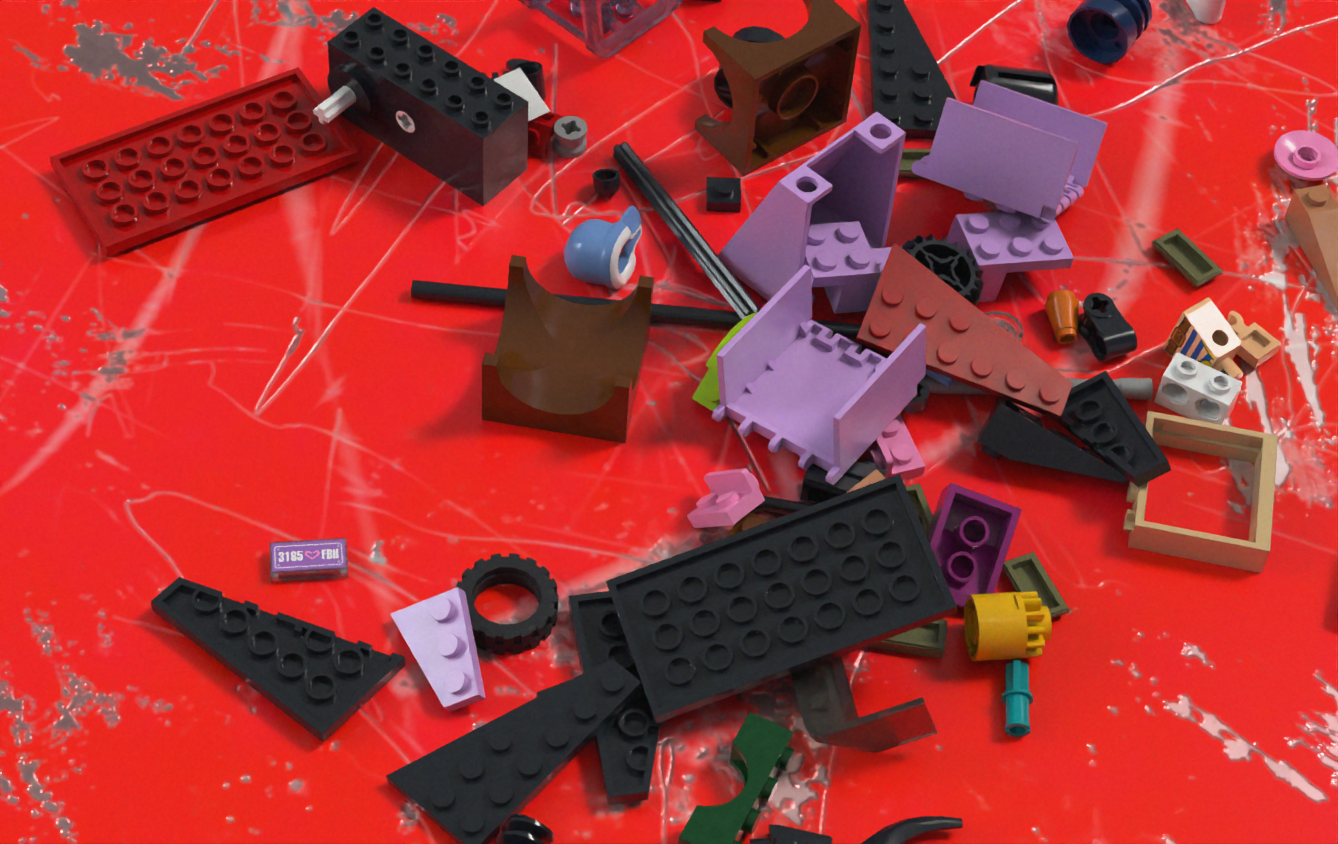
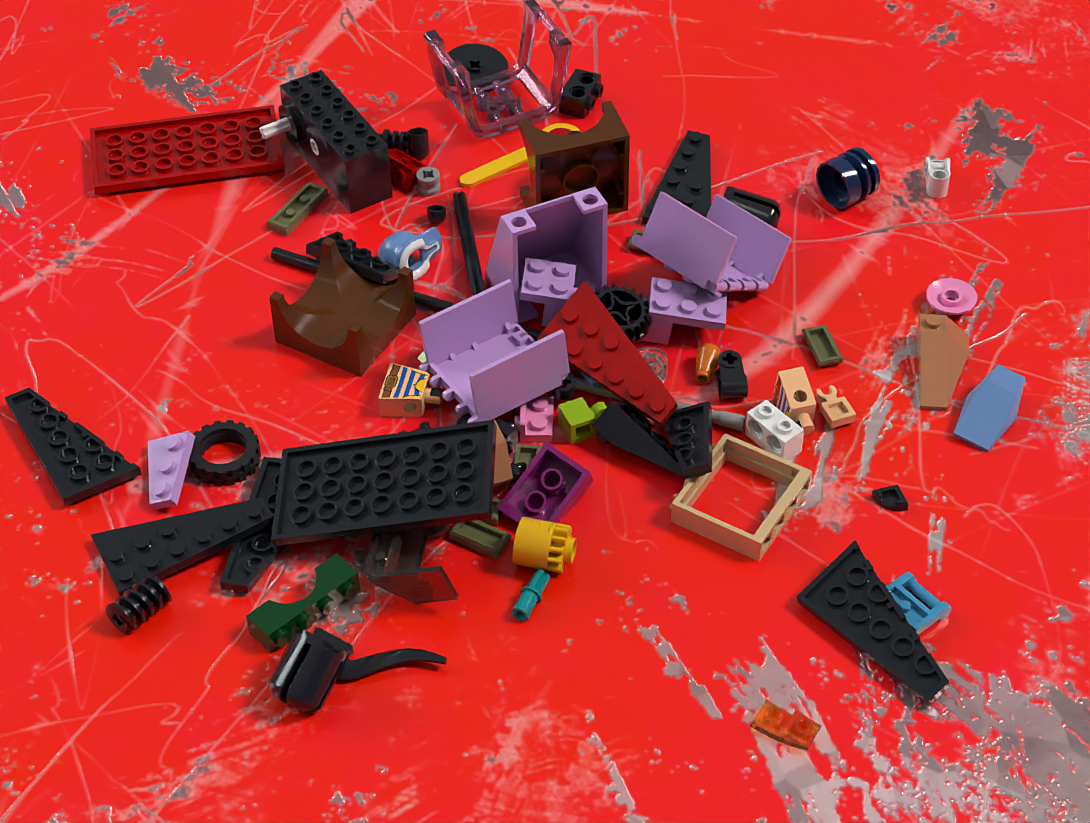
camera: 25 degrees right, 5 degrees down
(308, 559) = (117, 398): tile -> none
(409, 215) = (297, 208): none -> olive tile
(491, 268) = (357, 259): none -> black wing
(519, 84) = (403, 147): white sticker -> none
(688, 54) = (508, 161): none -> yellow piece
(707, 446) = (407, 392): none -> torso
(731, 498) = (404, 419): bright pink bracket -> none
(948, 435) = (577, 419): none -> lime brick
(1029, 575) = (585, 529): olive tile -> none

